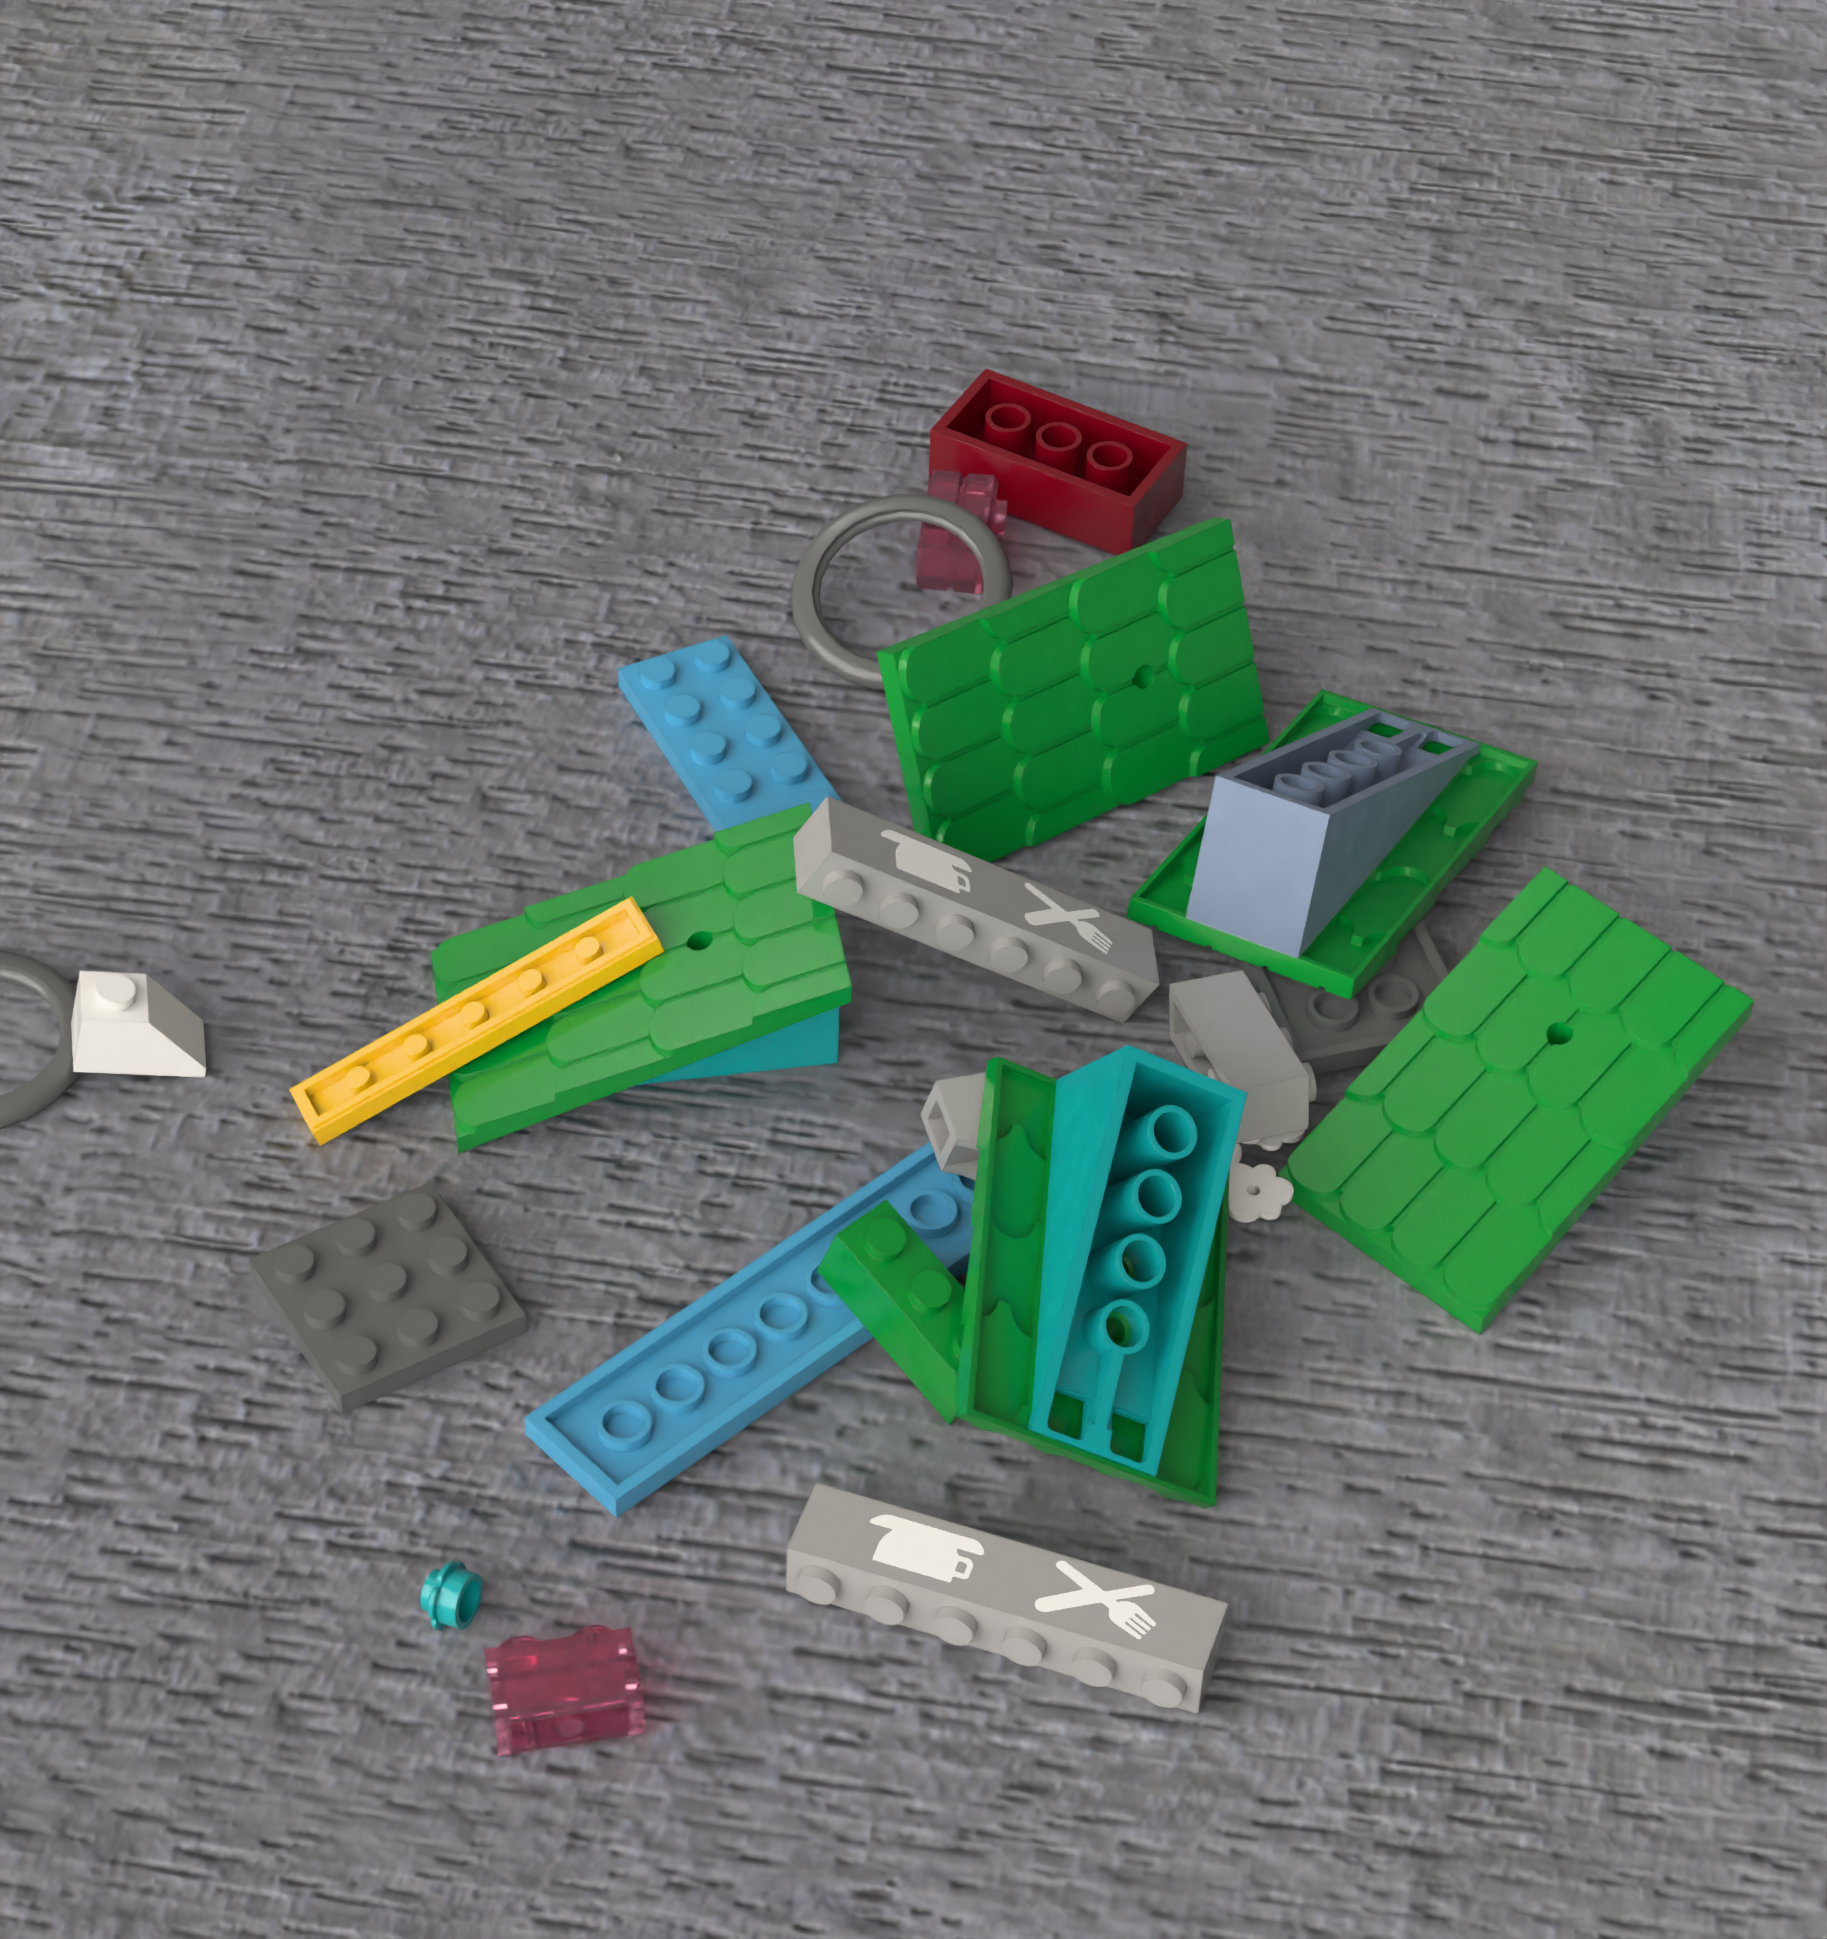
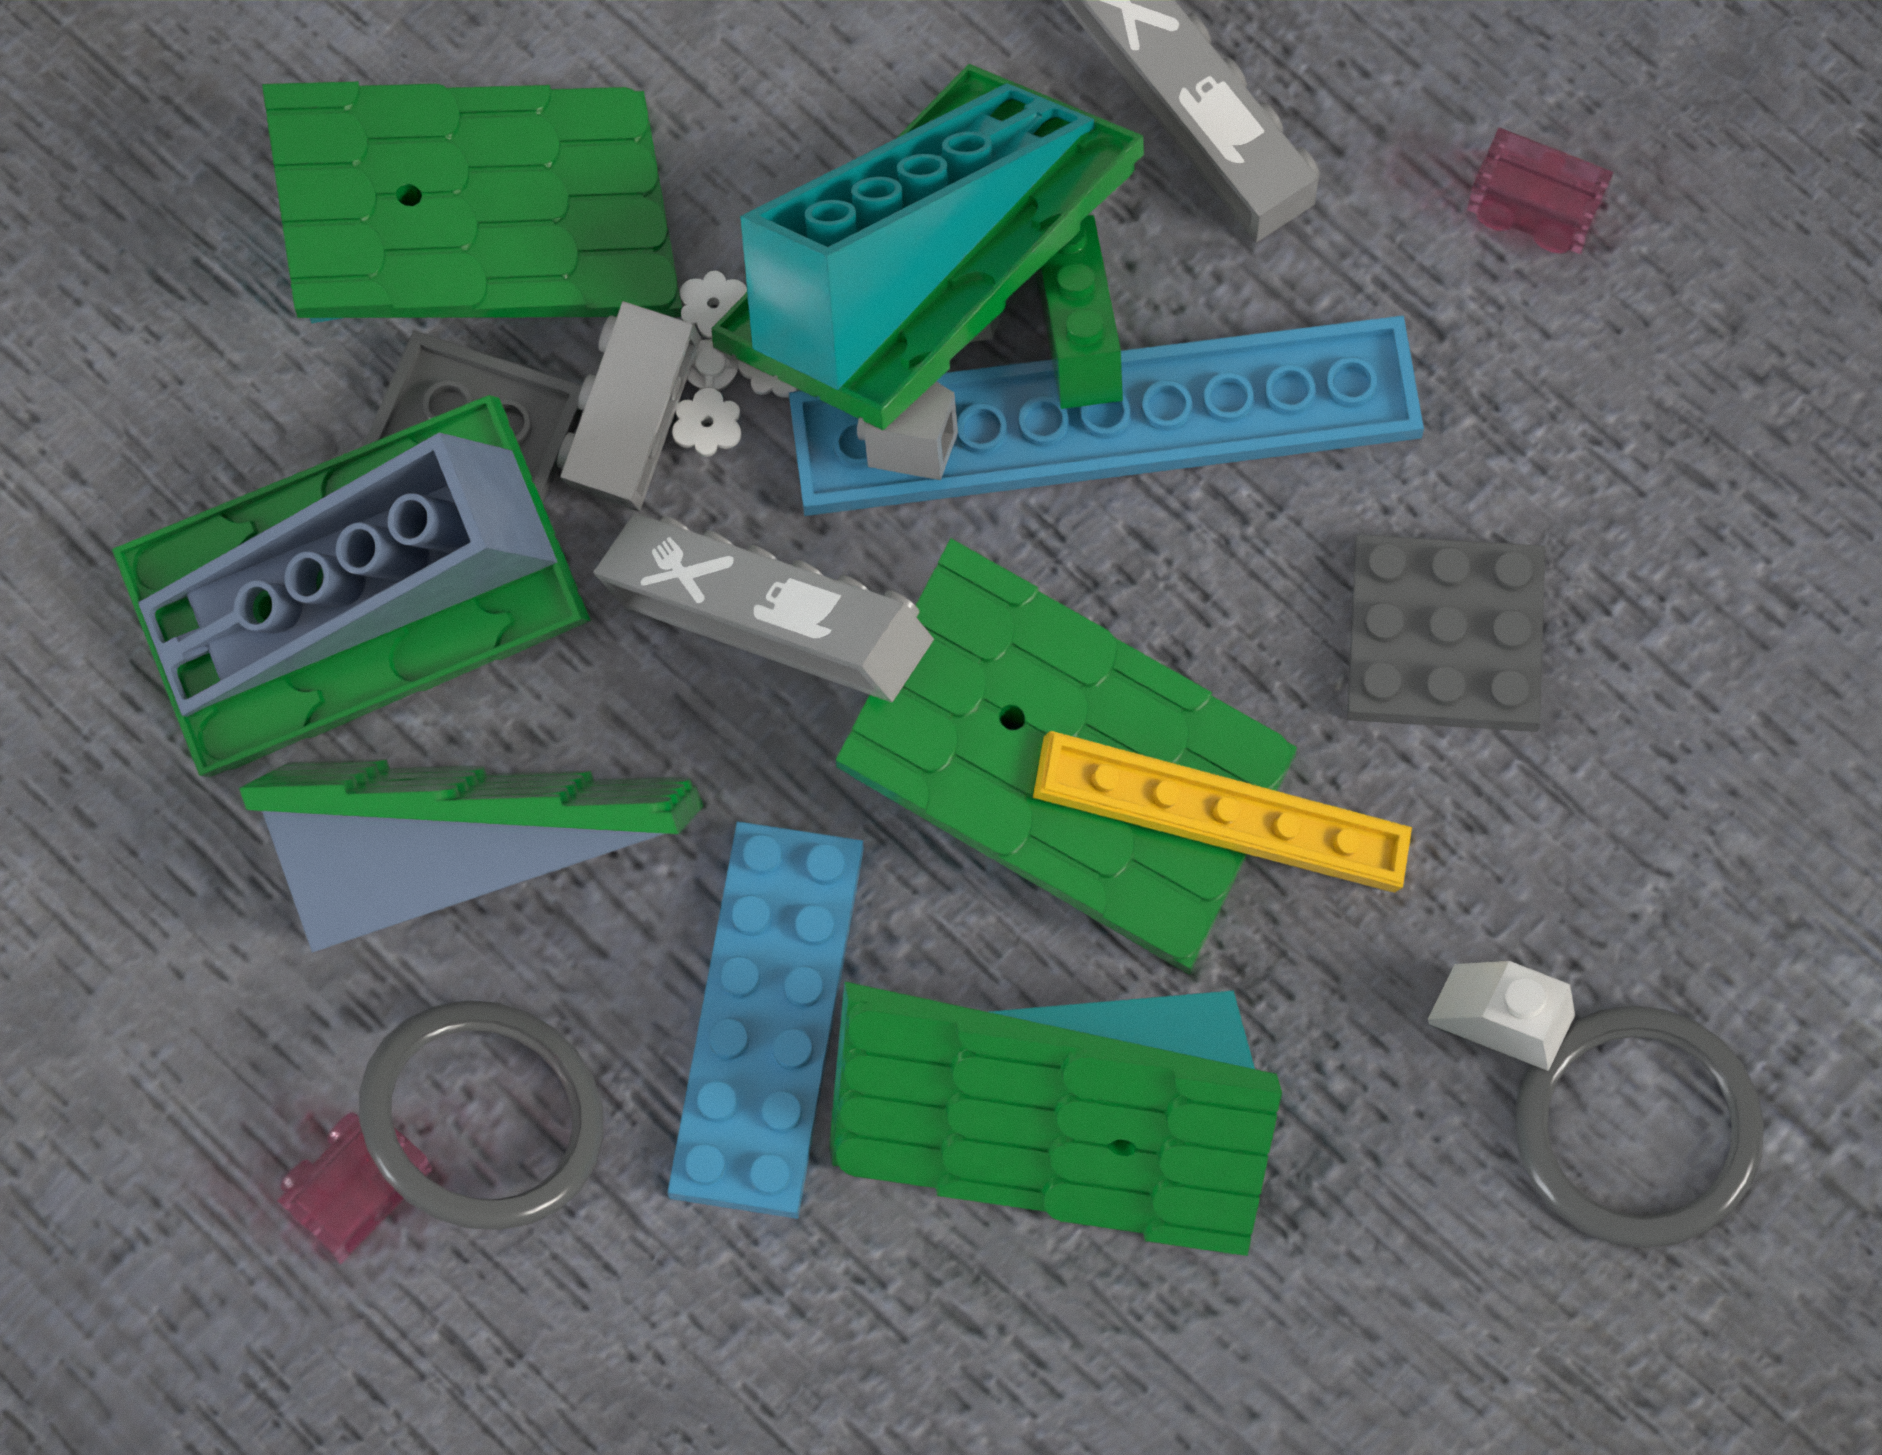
camera: 140 degrees left, 25 degrees up
(417, 763) = (1071, 1110): none -> green piece
(451, 1596) = (1568, 323): teal plate -> none
(1062, 461) = (198, 1196): dark red brick -> none

